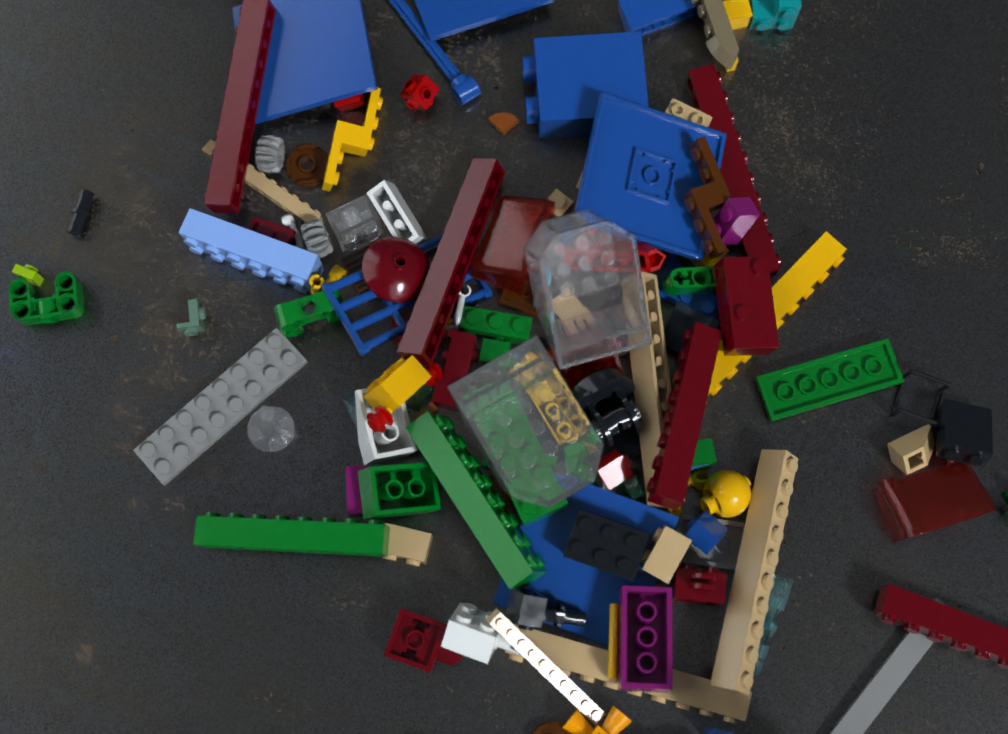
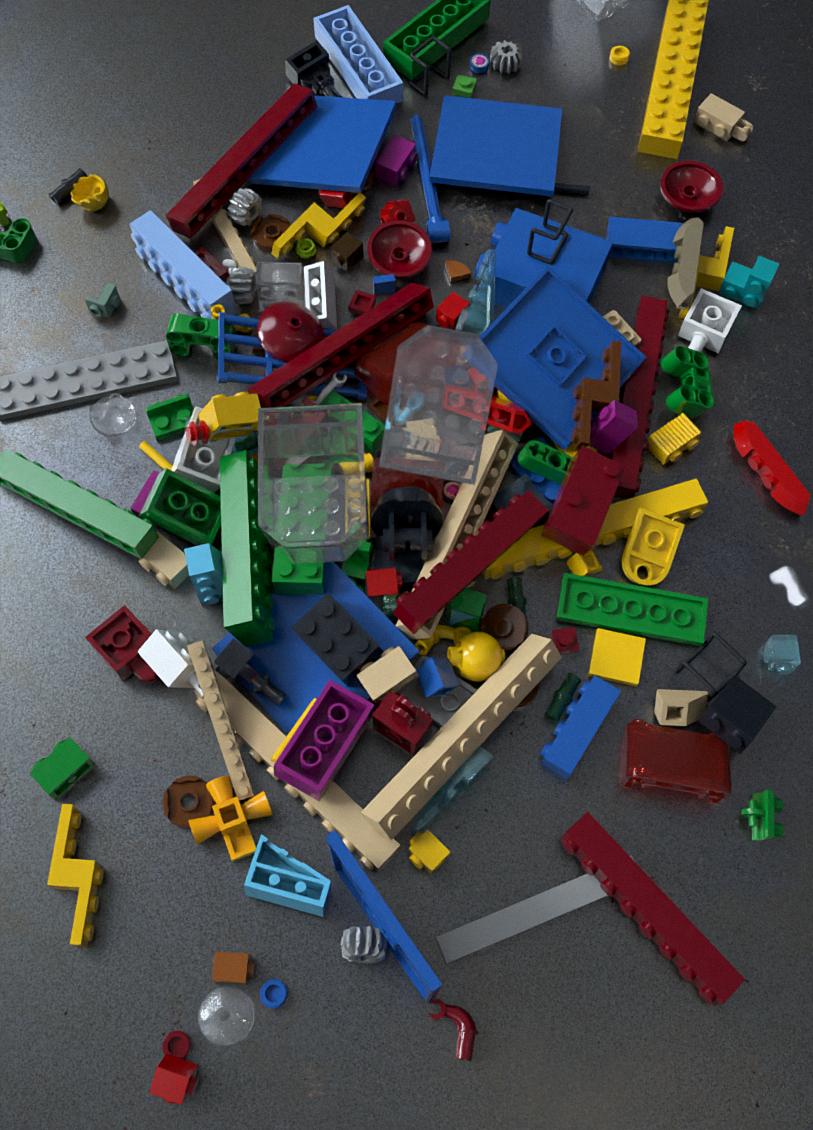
camera: 25 degrees right, 10 degrees down
(109, 211) = (90, 193): none -> yellow hair
(326, 403) = (169, 416): none -> green bracket
(339, 449) = (154, 455): none -> yellow bar
(350, 162) = (305, 248): none -> lime plate
(383, 31) = (395, 160): none -> magenta brick
(392, 153) = (346, 252): none -> dark brown brick
(436, 200) = (361, 302): none -> dark red plate
(445, 115) = (402, 240): none -> dark red dish
(446, 170) = (384, 284): none -> blue tile
(458, 541) = (205, 572): none -> medium azure wedge
(525, 170) = (449, 311): none -> red brick
(555, 164) = (480, 312): none -> clear light blue wedge
(597, 53) = (559, 231): none -> black piece
(730, 423) = (516, 594): none -> clear green pin
(734, 452) = (506, 625): none -> reddish brown tile
(760, 68) = (709, 321): none -> white brick
(769, 362) = (584, 565): none -> yellow slope
(774, 684) = (427, 852): none -> yellow brick
(778, 134) = (696, 391): none -> green beam
(785, 199) = (673, 439): none -> yellow brick
(787, 437) = (565, 640): none -> dark red plate
(812, 490) = (562, 697): none -> pin
(818, 314) = (651, 545): none -> yellow tile
(837, 429) = (617, 657): none -> yellow tile
(841, 509) = (580, 727): none -> blue brick
(880, 185) = (771, 467): none -> red brick
(939, 284) = (784, 577): none -> clear piece
(972, 357) = (782, 653): none -> clear light blue brick

